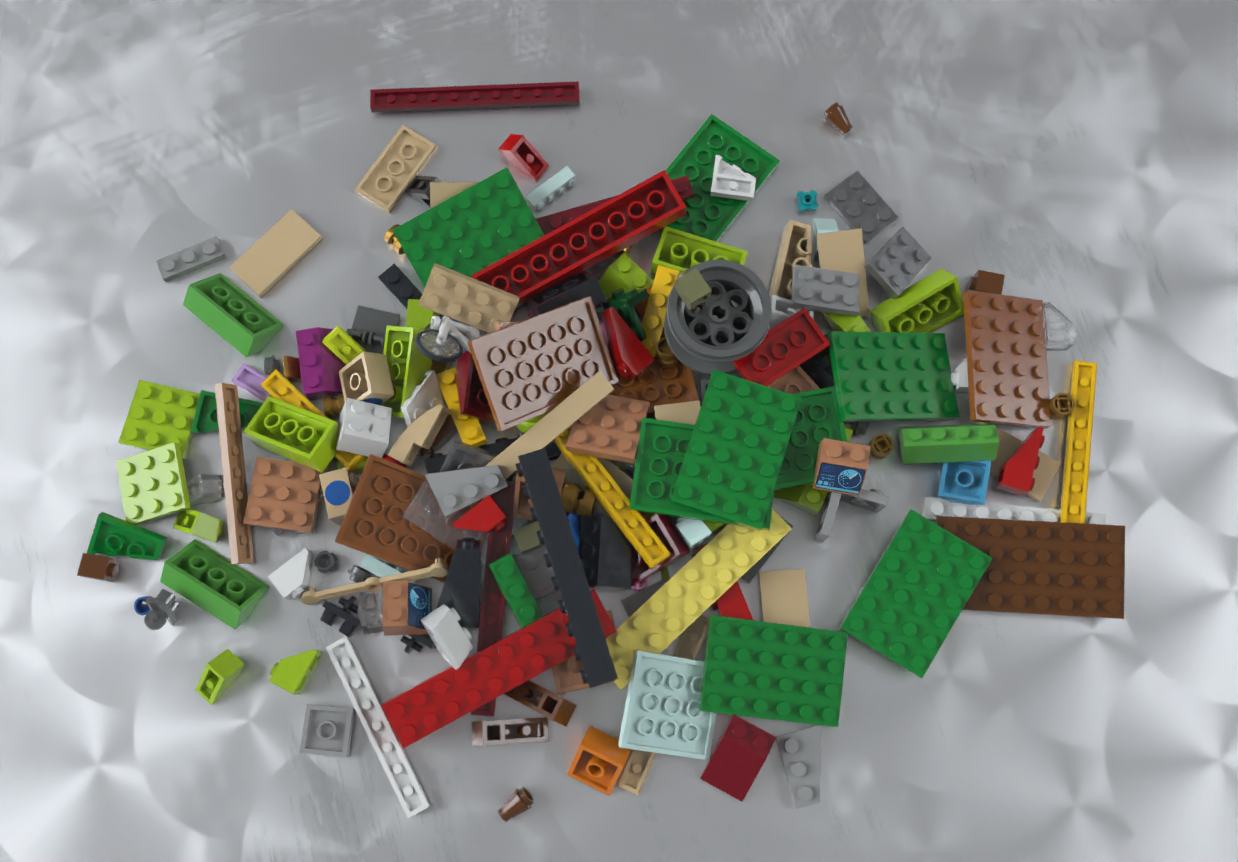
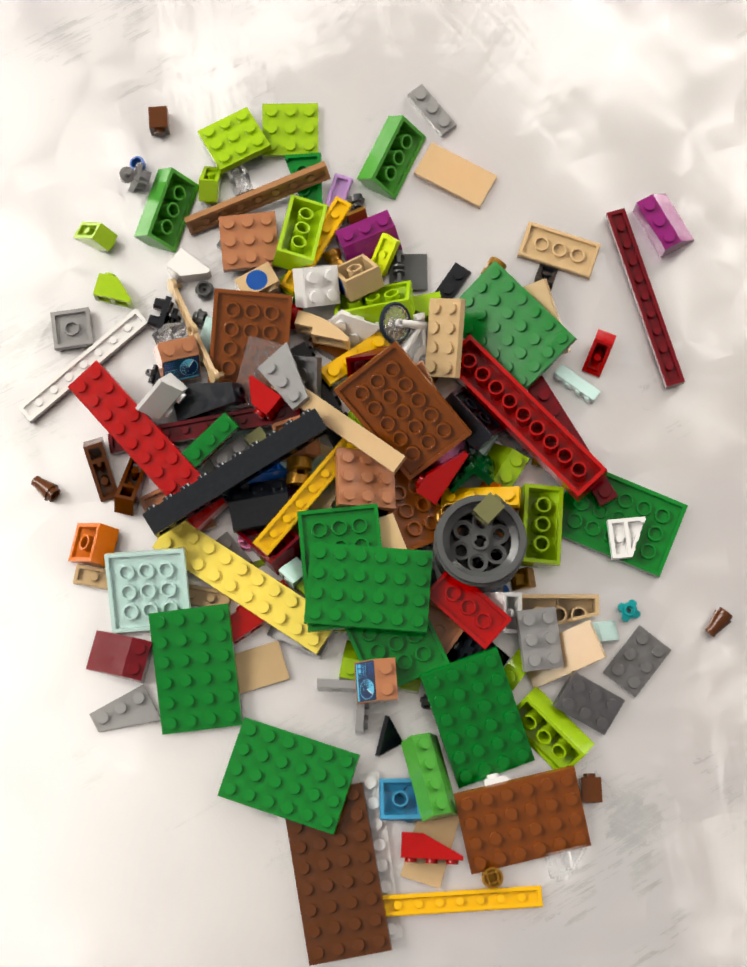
camera: 75 degrees right, 0 degrees up
(119, 537) = (186, 131): green wing -> none
(399, 59) = (662, 224): none -> magenta slope
(877, 449) = (413, 722): pearl gold wheel -> none
(891, 478) = (388, 738): none -> black slope

